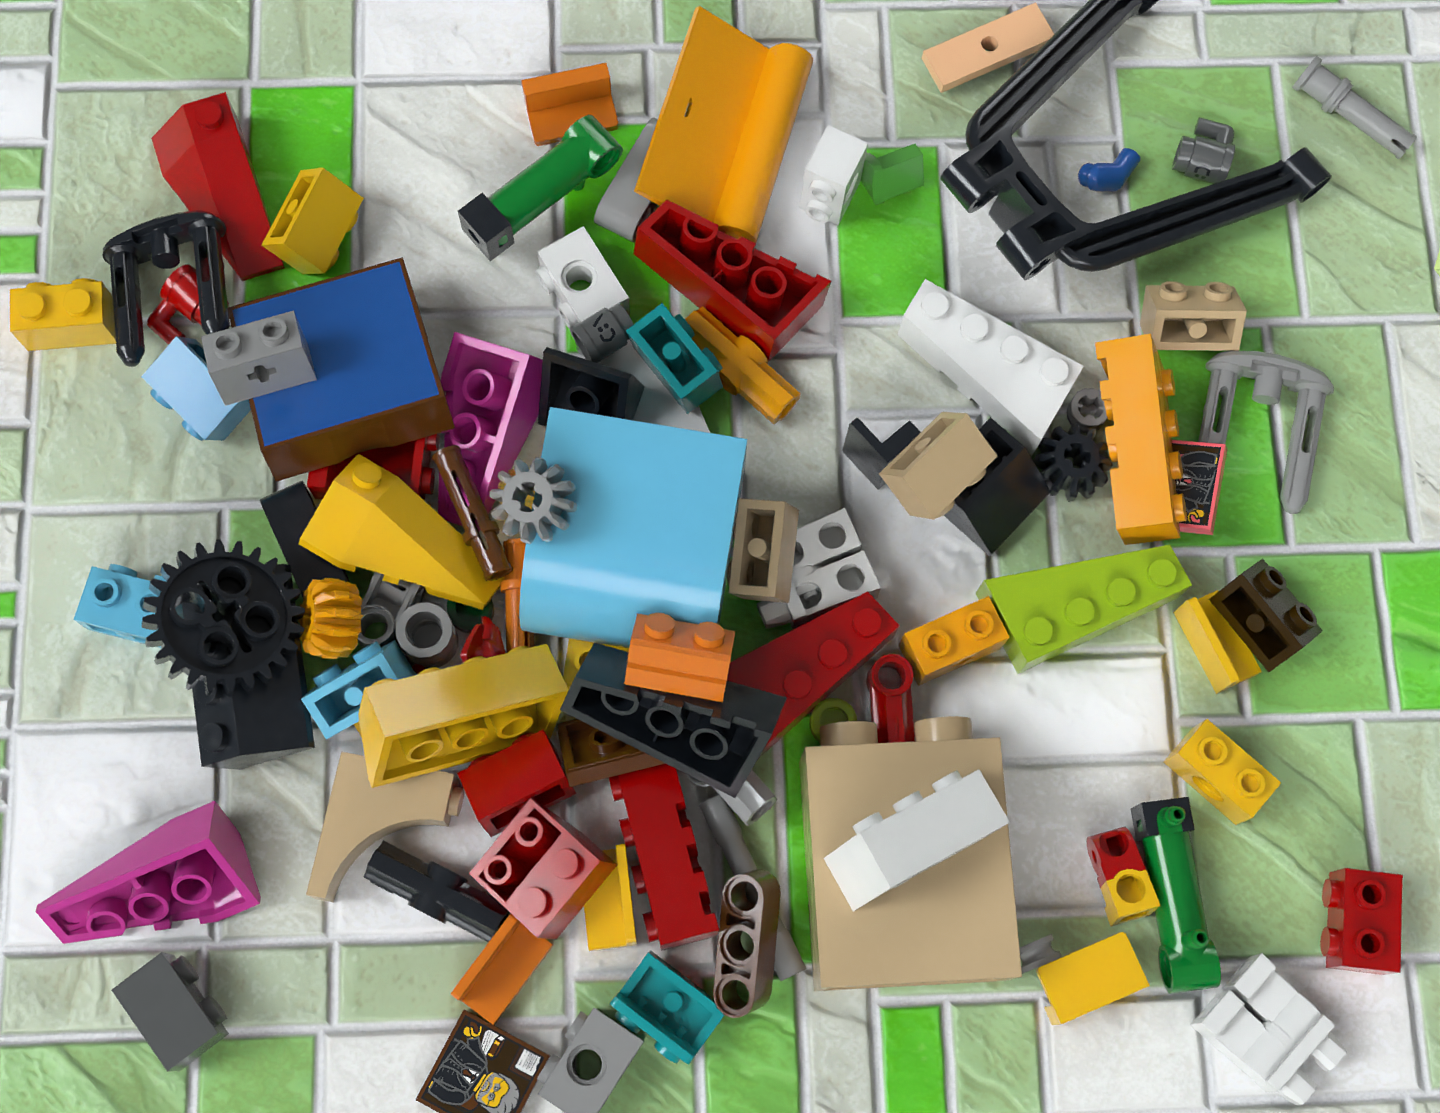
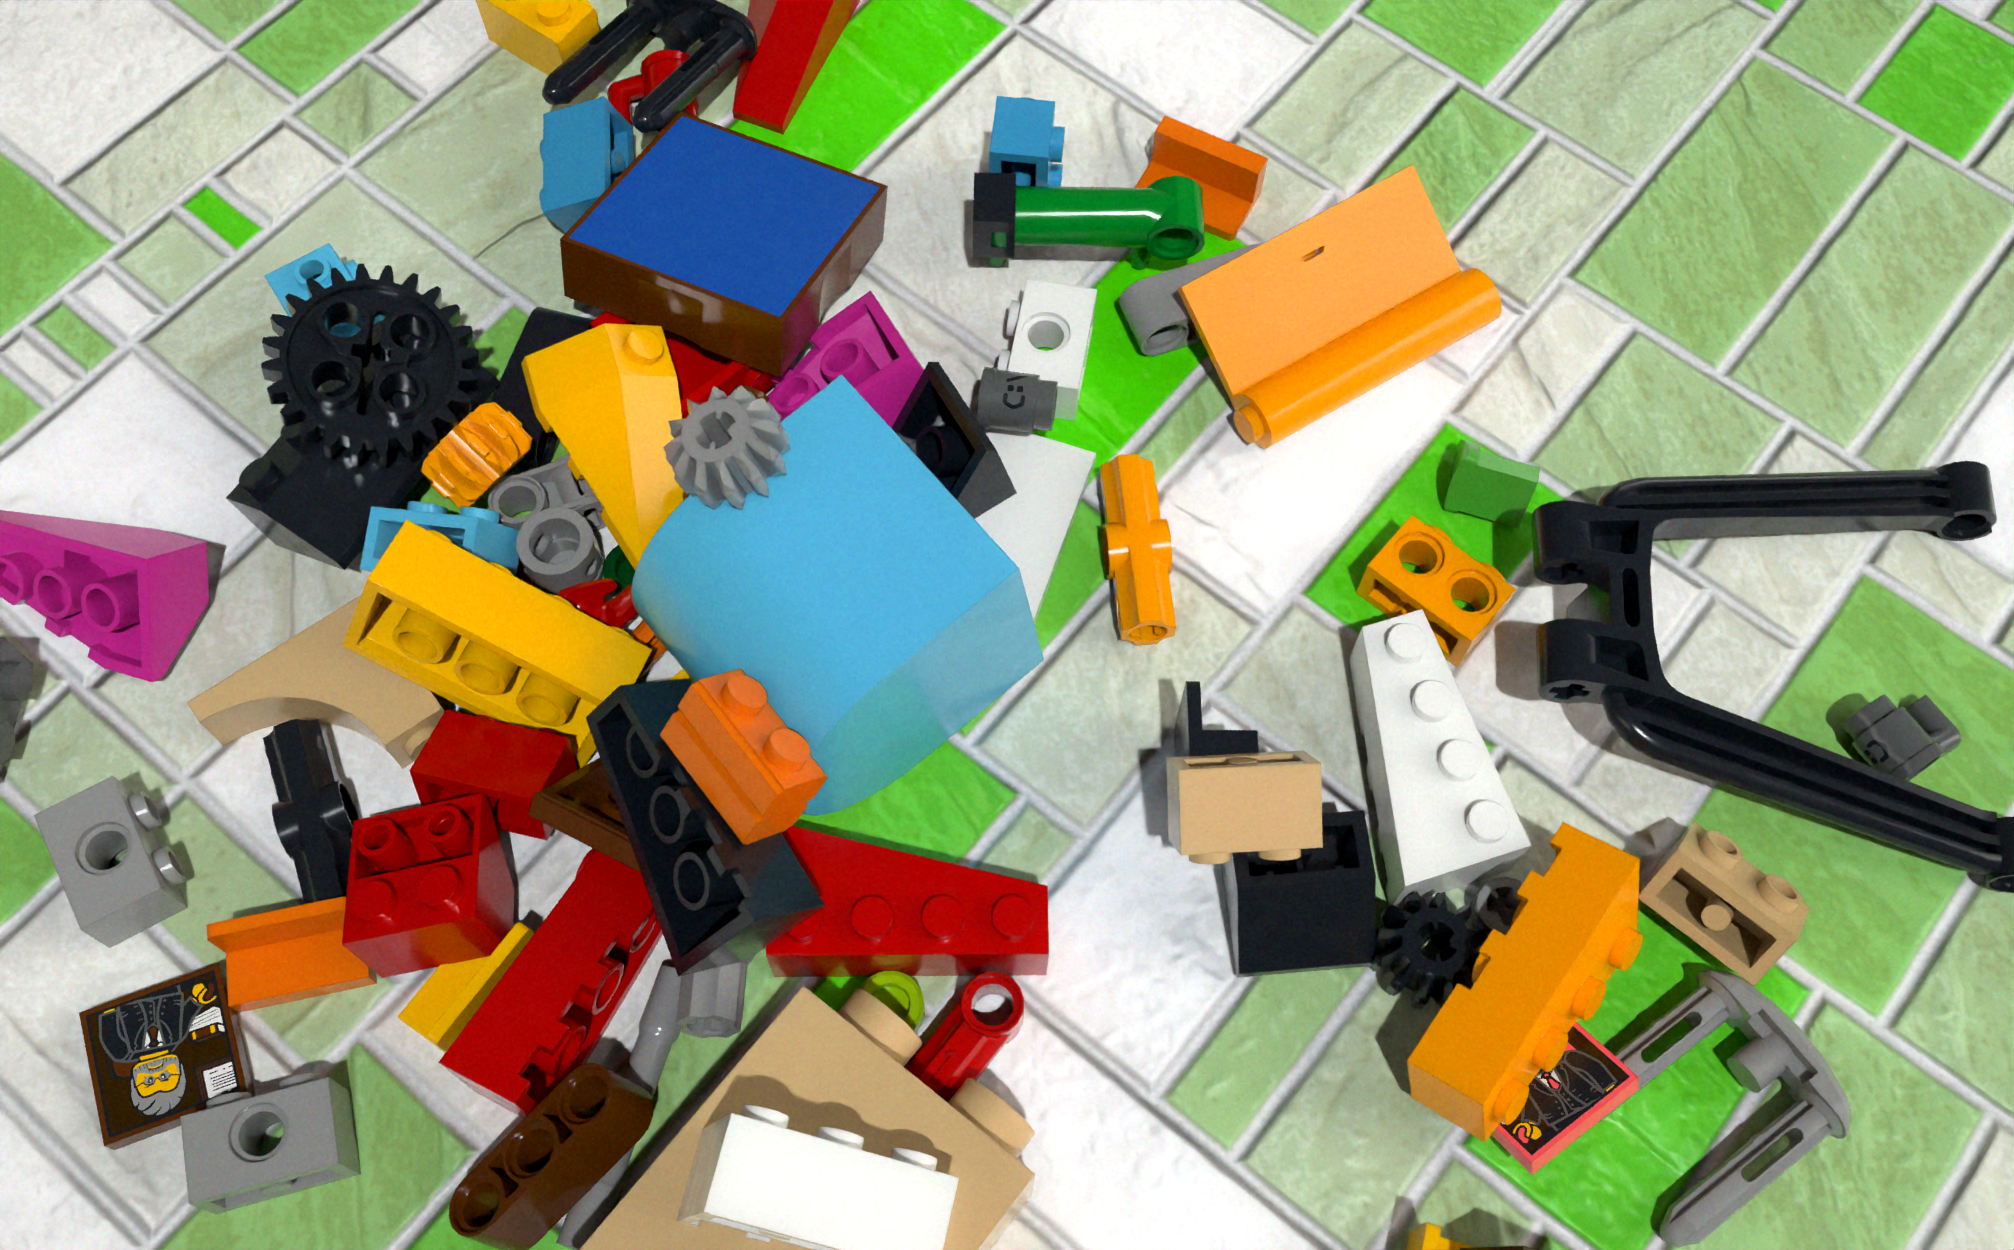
camera: 45 degrees right, 10 degrees down
(258, 358) = (644, 155): light grey brick -> none
(313, 221) = (841, 103): yellow brick -> none
(318, 1011) = (84, 838): none -> light grey brick
(463, 168) = (1027, 141): none -> dark azure brick
(667, 1009) = (403, 1156): teal bracket -> none
(675, 358) = (1066, 480): teal brick -> none
(730, 277) = (1207, 457): red wedge -> none
(763, 550) = (964, 738): tan brick -> none
(825, 572) = (1015, 818): white hips -> none
(832, 175) = (1413, 431): white brick -> none
(916, 265) = (1446, 577): none -> light orange brick
(953, 640) = (1102, 1030): light orange brick -> none
(1006, 38) = (1715, 437): light nougat tile -> none
(1077, 601) = (1296, 1116): lime wedge -> none
(1109, 176) = (1755, 677): blue arm -> none

